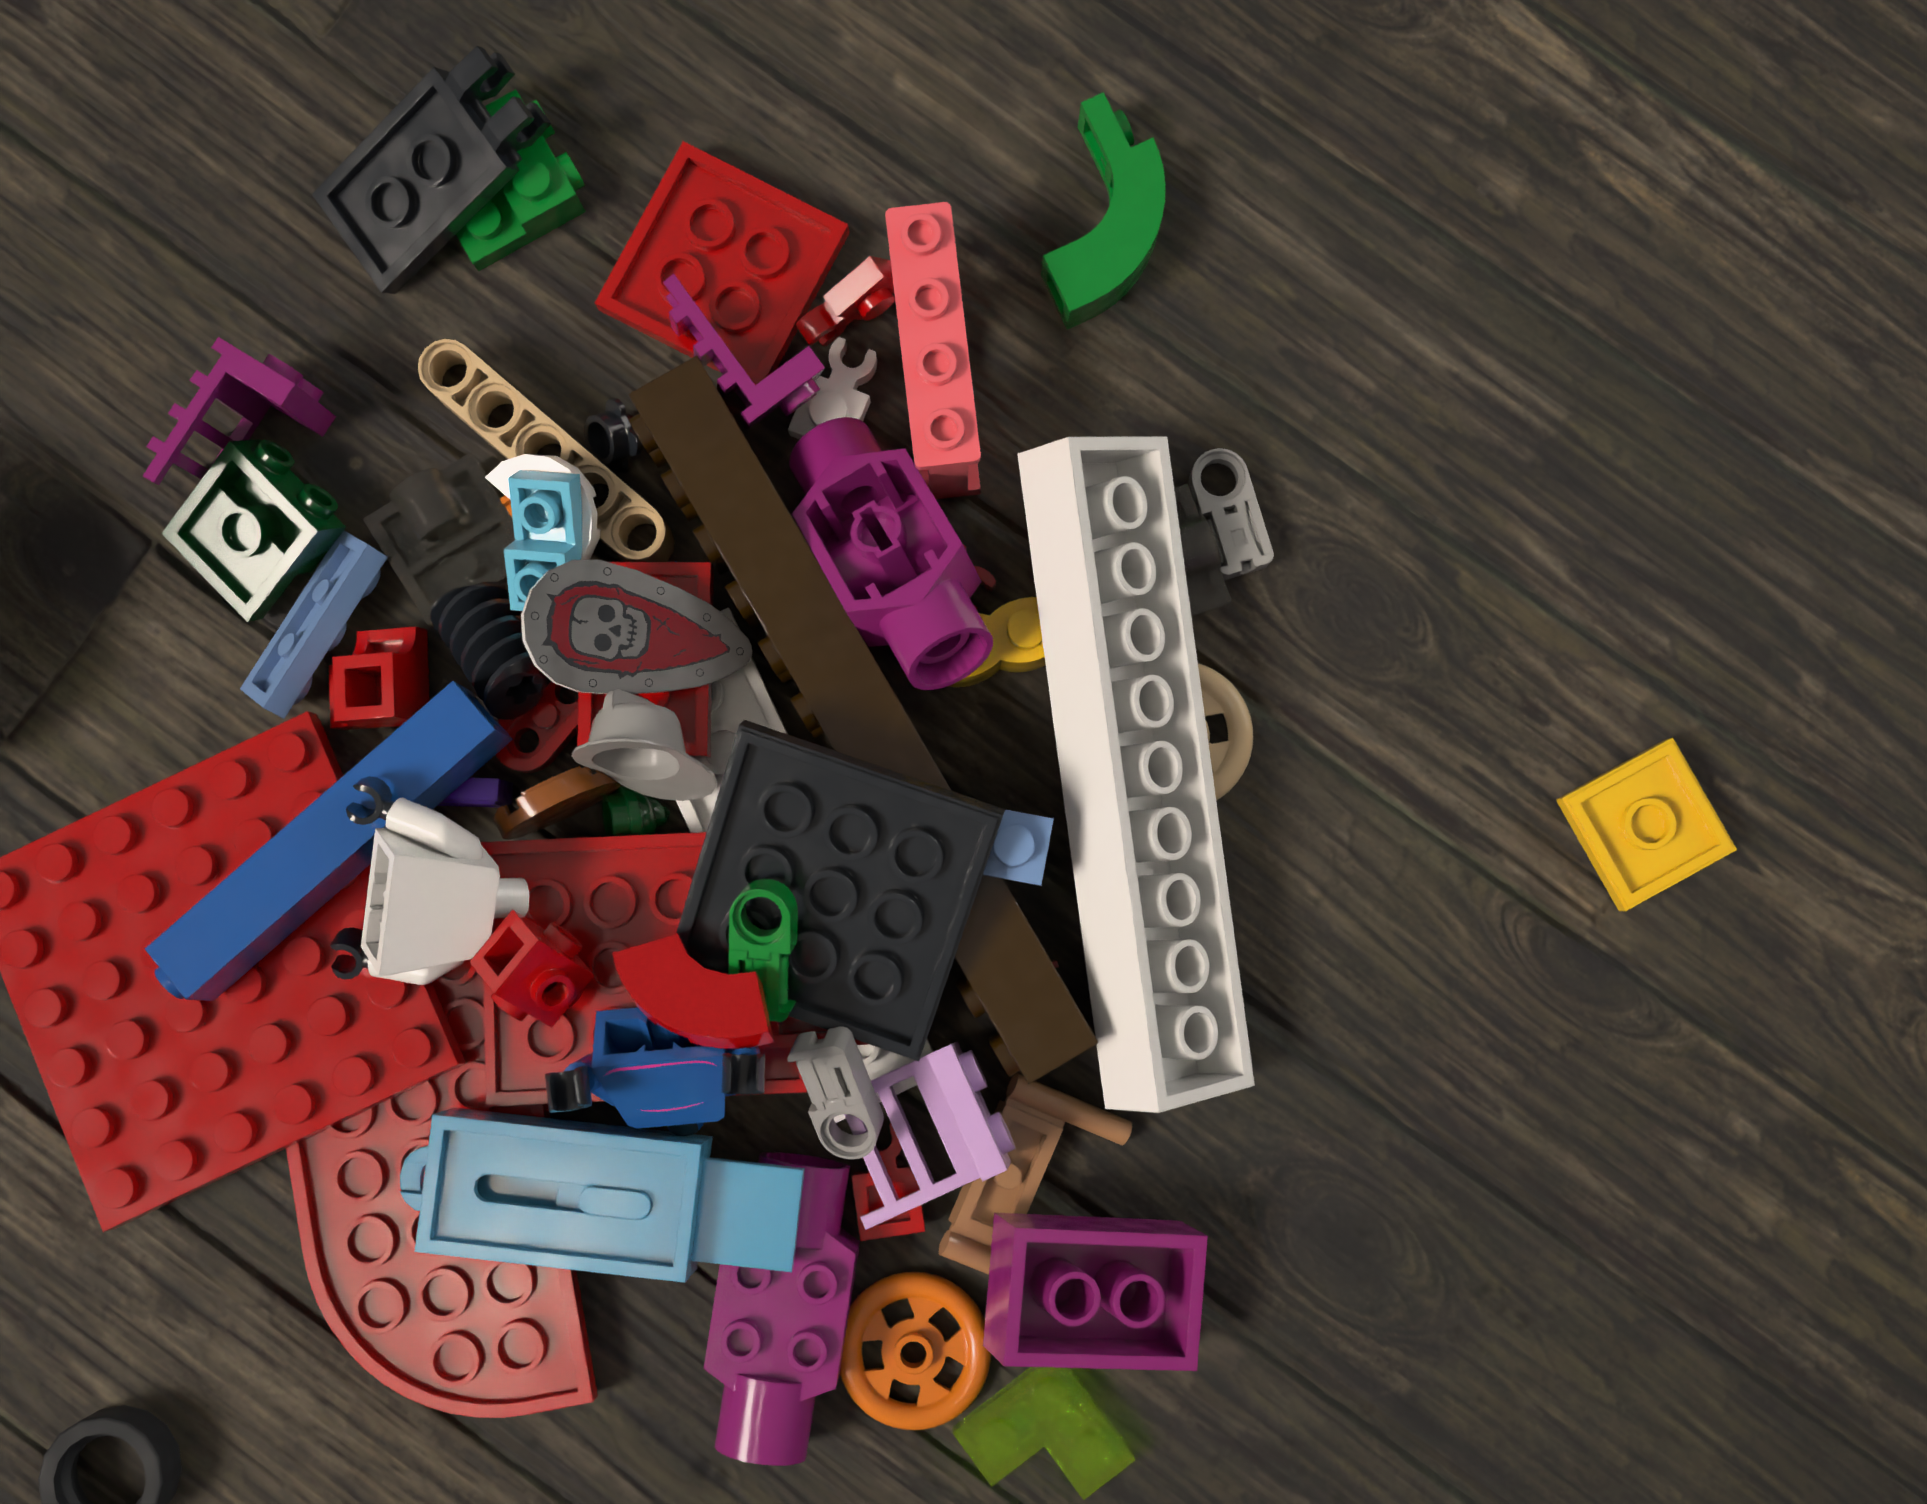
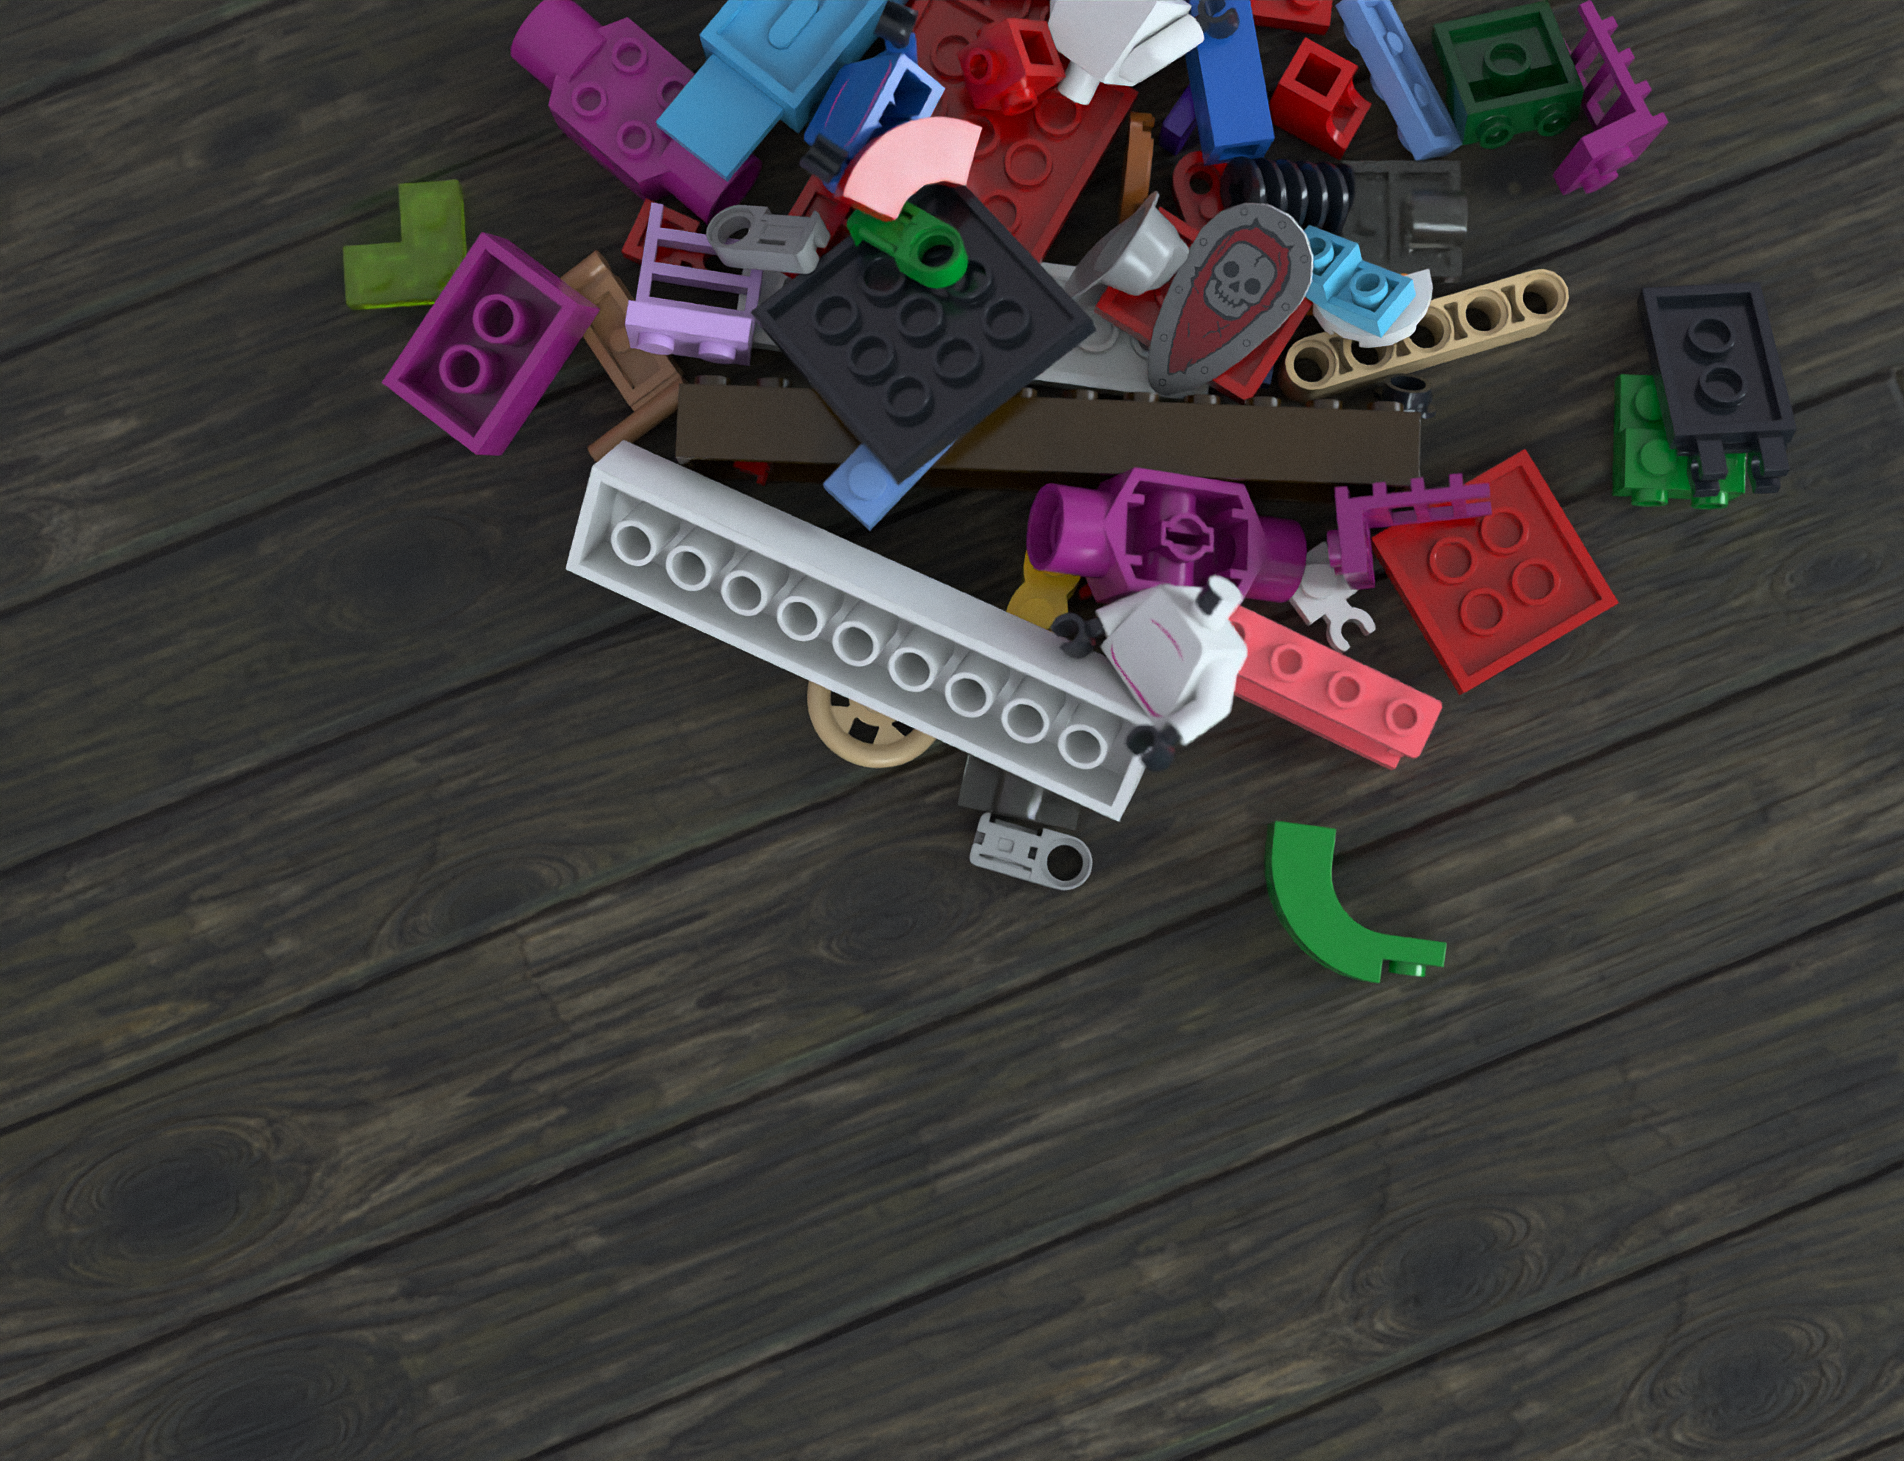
camera: 120 degrees right, 0 degrees up
(632, 813) = (1086, 226): dark green plate -> none
(858, 296) = (1398, 644): red plate -> none
(872, 1386) = (531, 142): orange plate -> none
(1000, 463) = (1172, 655): none -> white torso
(1646, 824) = (565, 1022): yellow plate -> none

